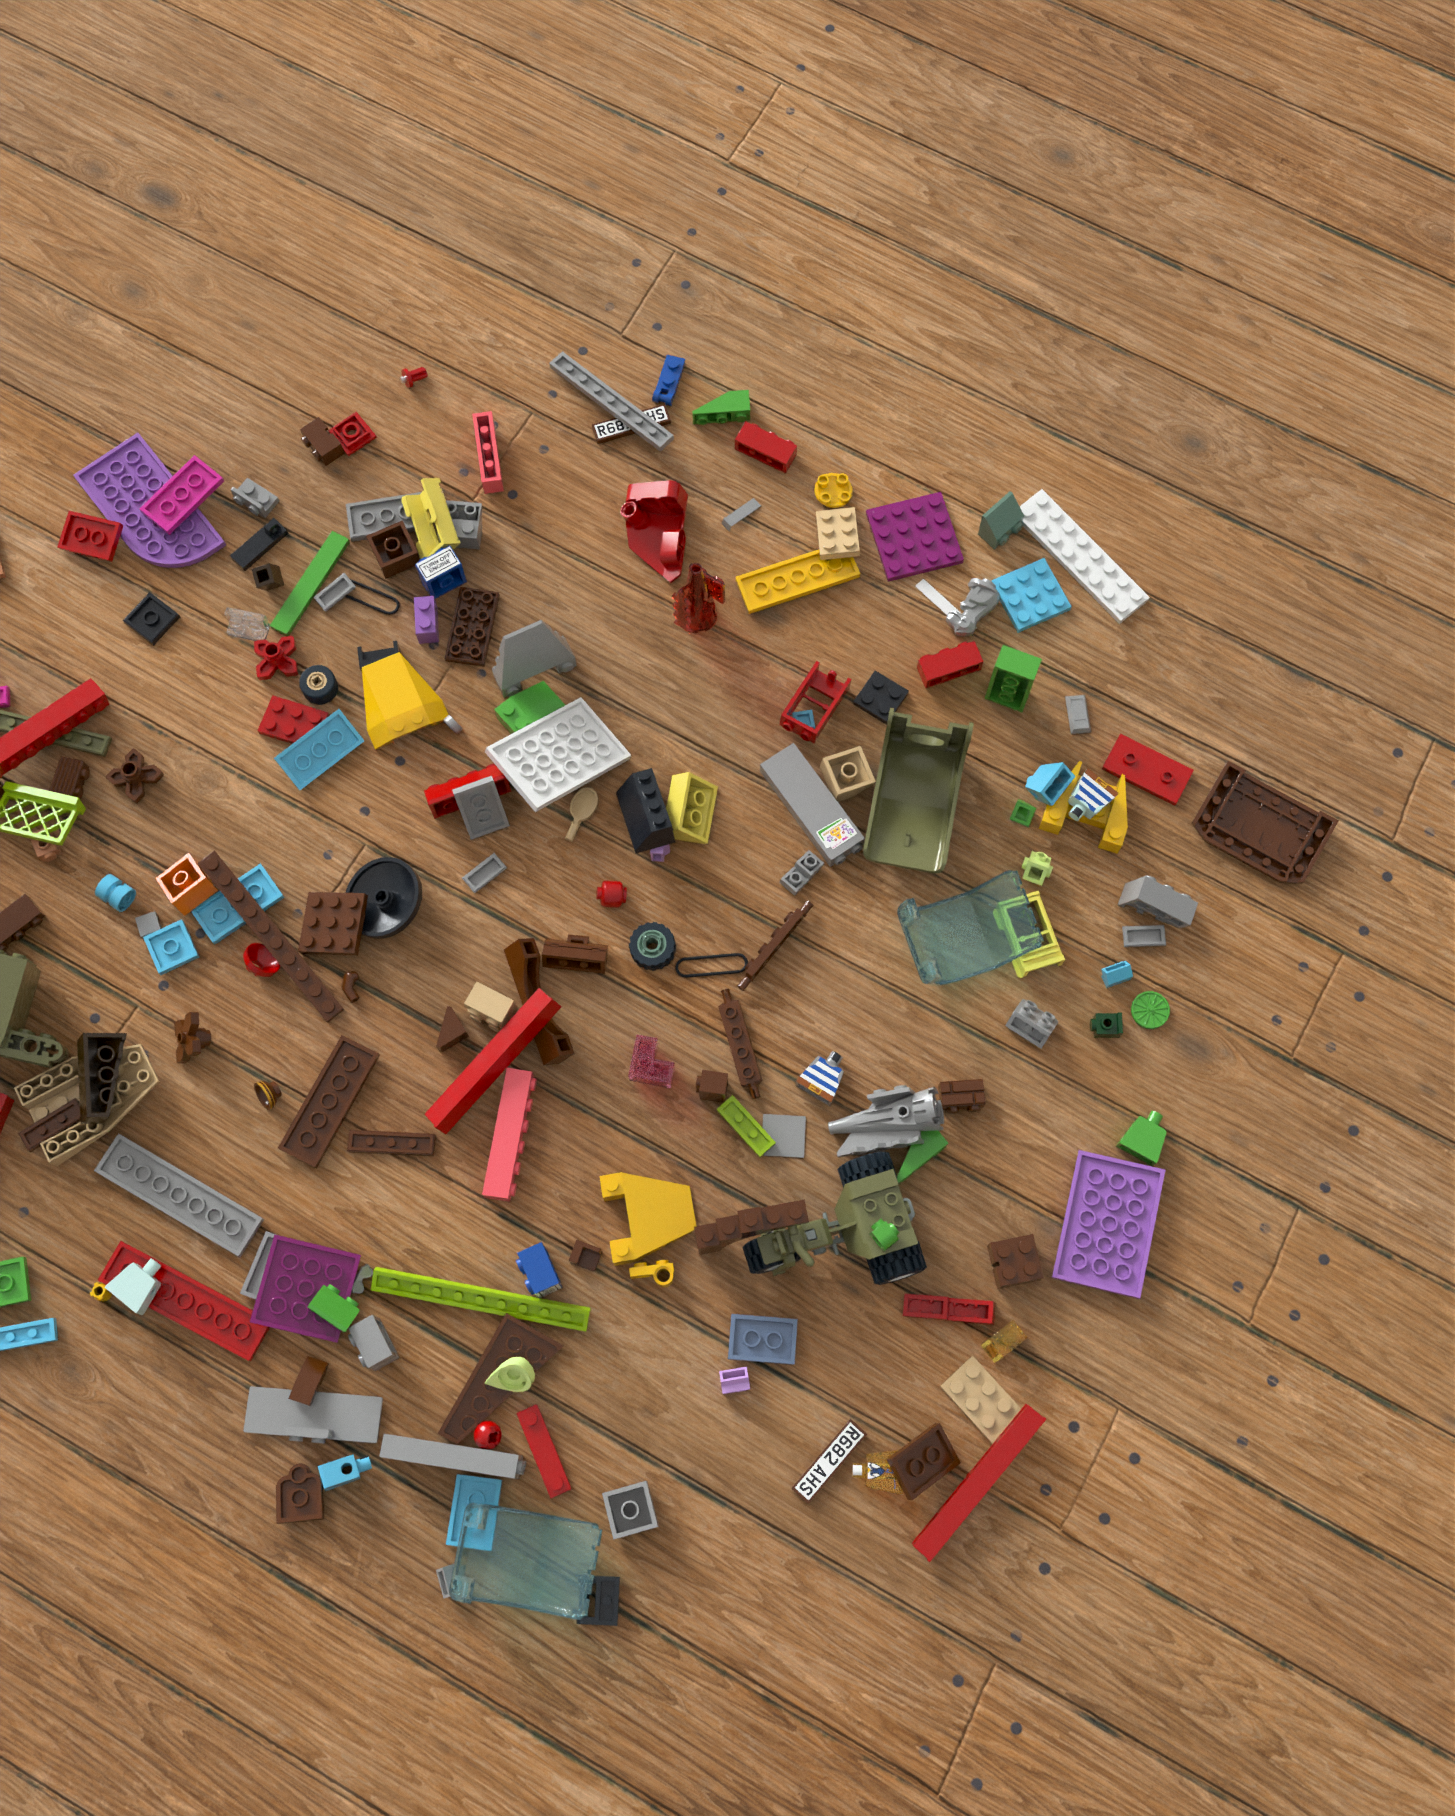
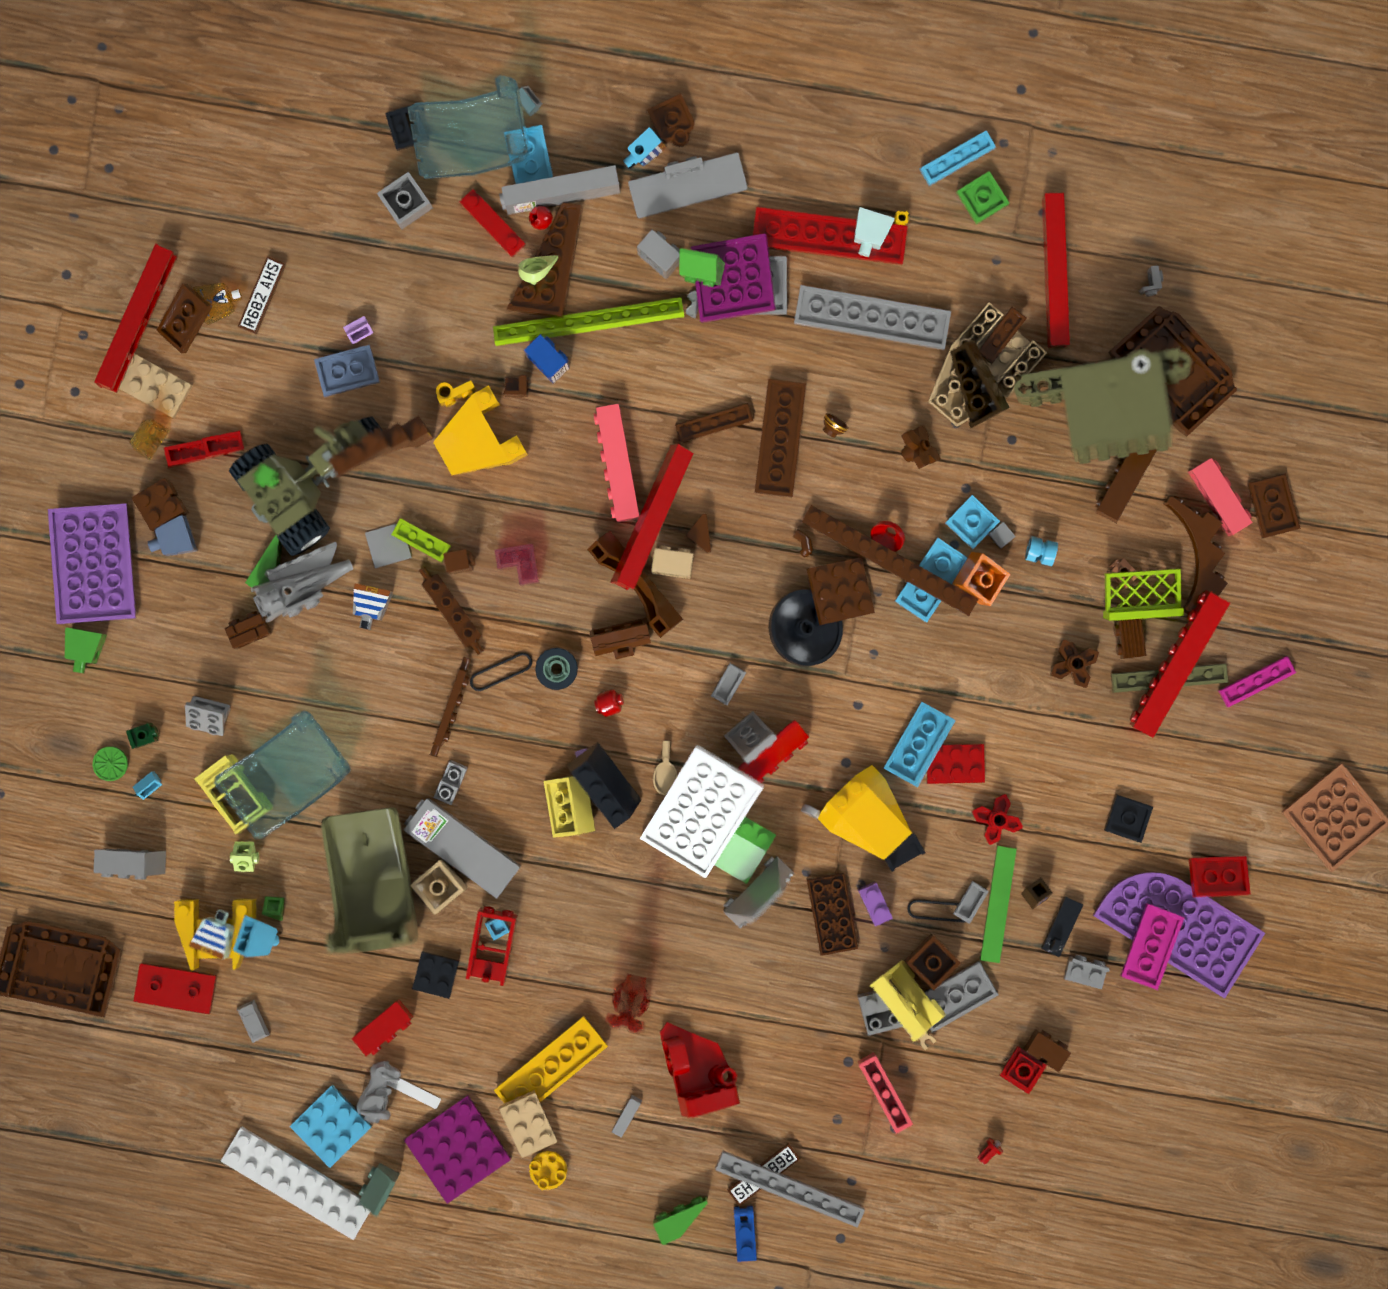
camera: 160 degrees right, 15 degrees up
(246, 624) = (1036, 839): clear bracket -> none
(308, 1381) = (701, 208): reddish brown slope -> none
(324, 690) = (940, 806): black wheel -> none
(441, 572) = (879, 953): brick -> none
(765, 447) = (626, 1193): red brick -> none
(1011, 1219) = (174, 538): none -> sand blue torso
(1012, 678) = (315, 1024): bright green brick -> none
(1144, 936) = (134, 828): light grey tile -> none

